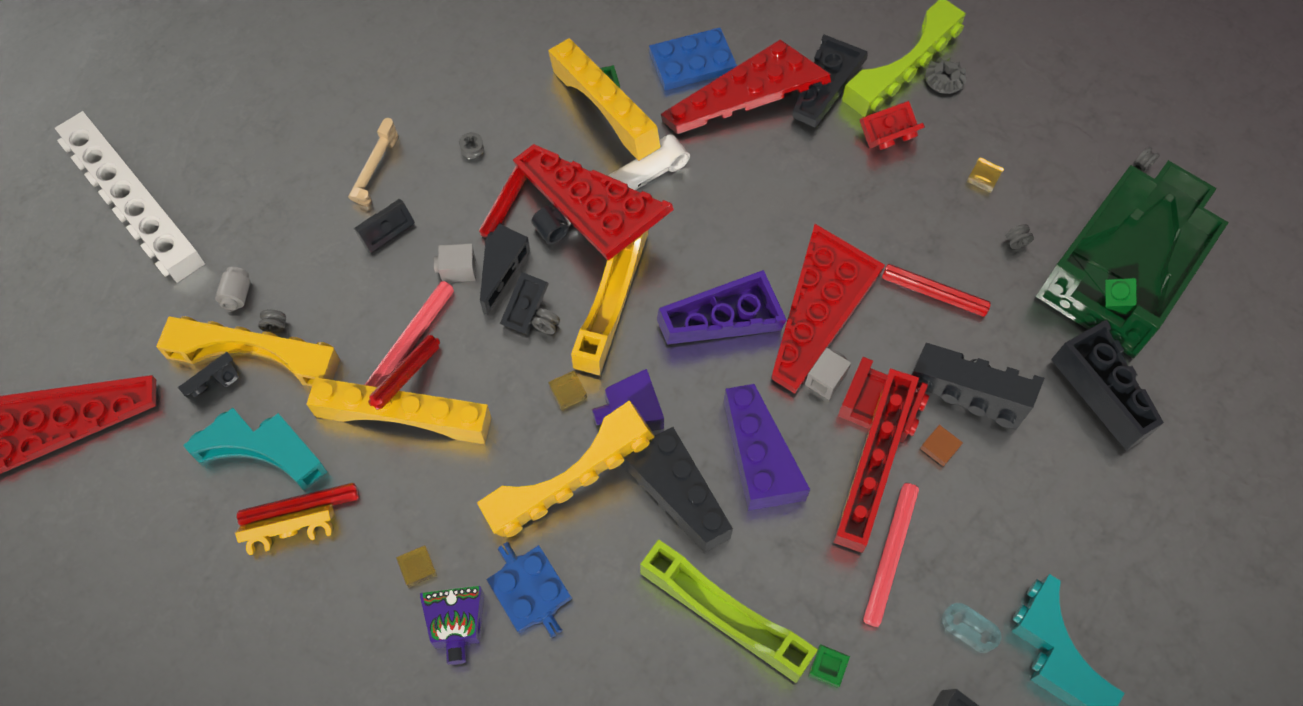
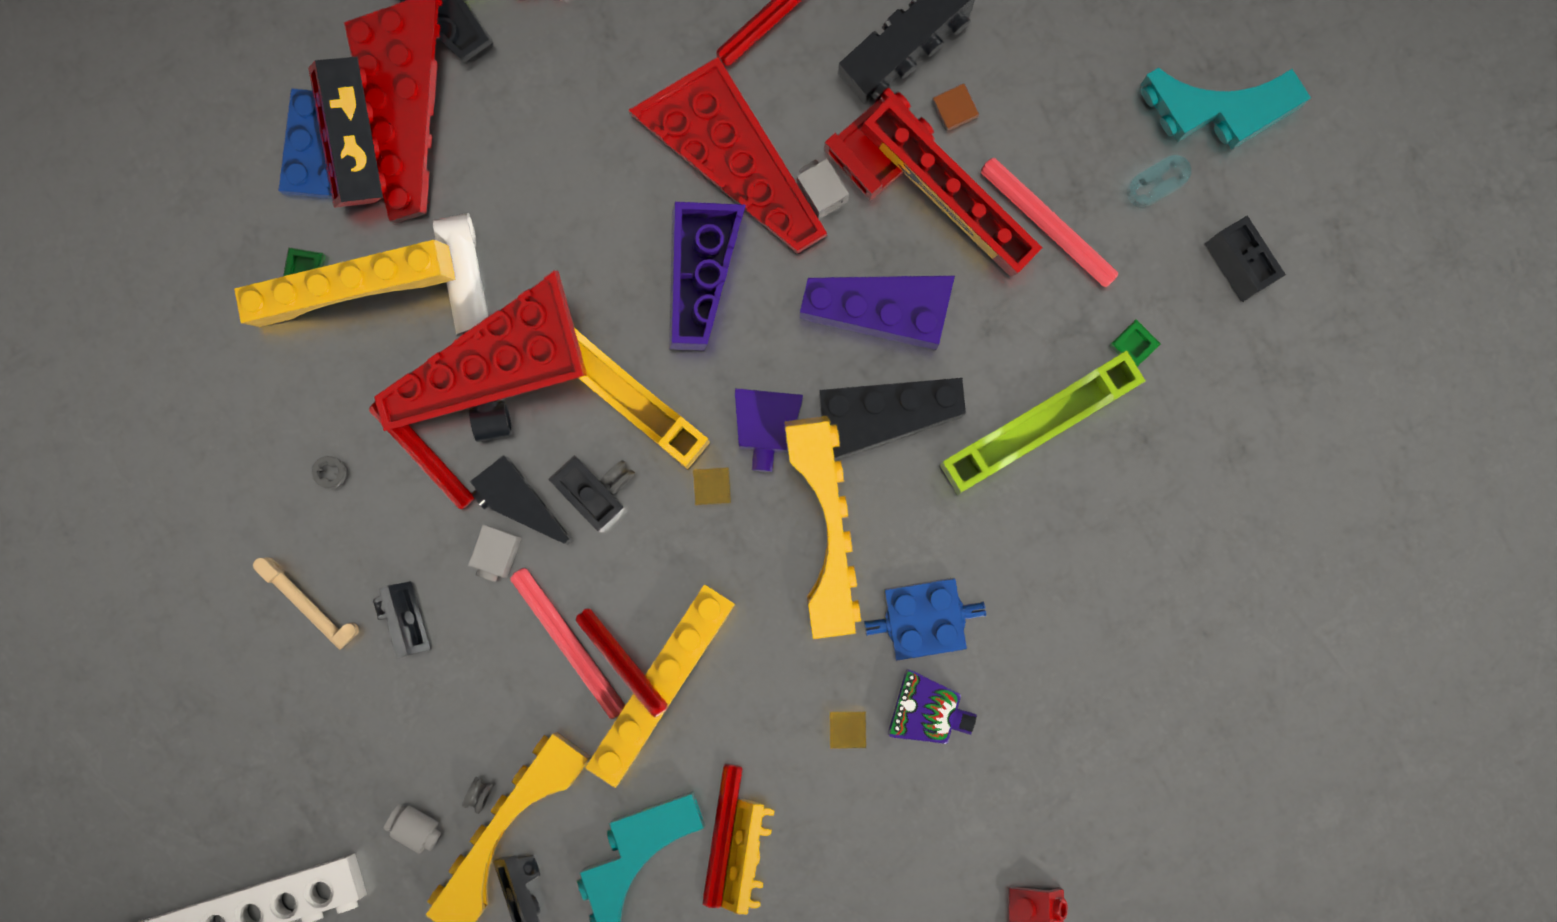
camera: 60 degrees left, 20 degrees up
(706, 60) = (346, 131): none -> black brick

